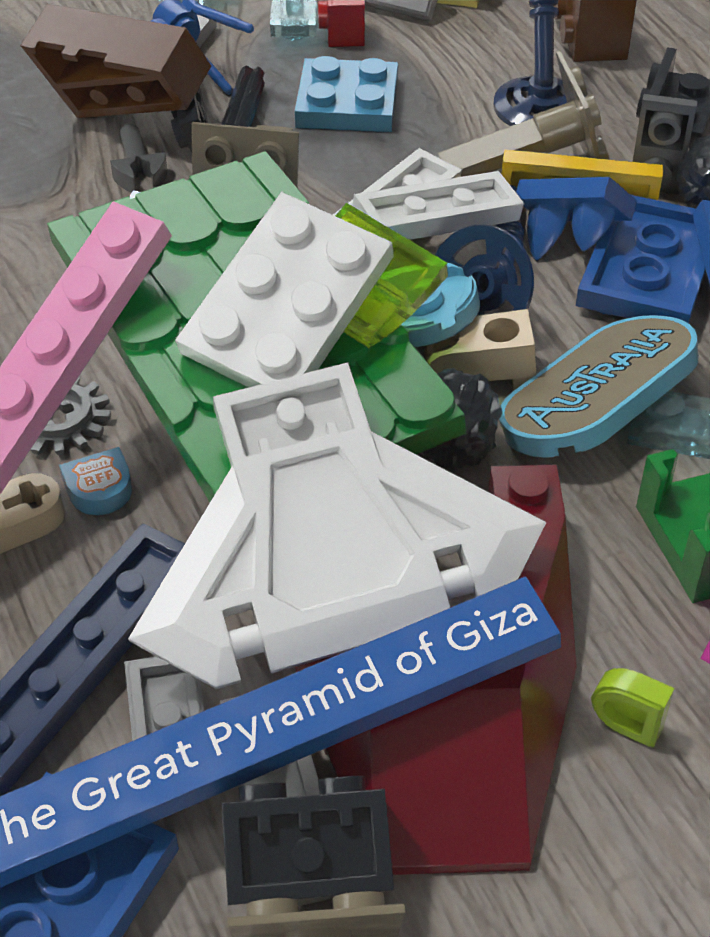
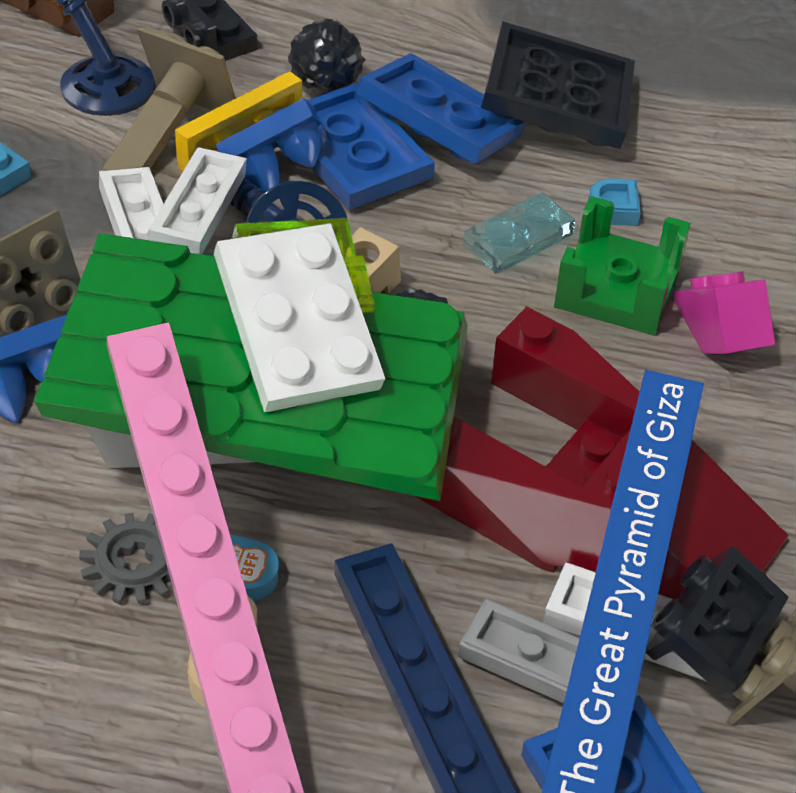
camera: 55 degrees left, 0 degrees up
(322, 536) = (504, 449): white plate -> none
(599, 385) = (451, 240): tile -> none
(632, 704) = (726, 407): lime tile -> none
(664, 135) = (258, 51): dark grey slope -> none

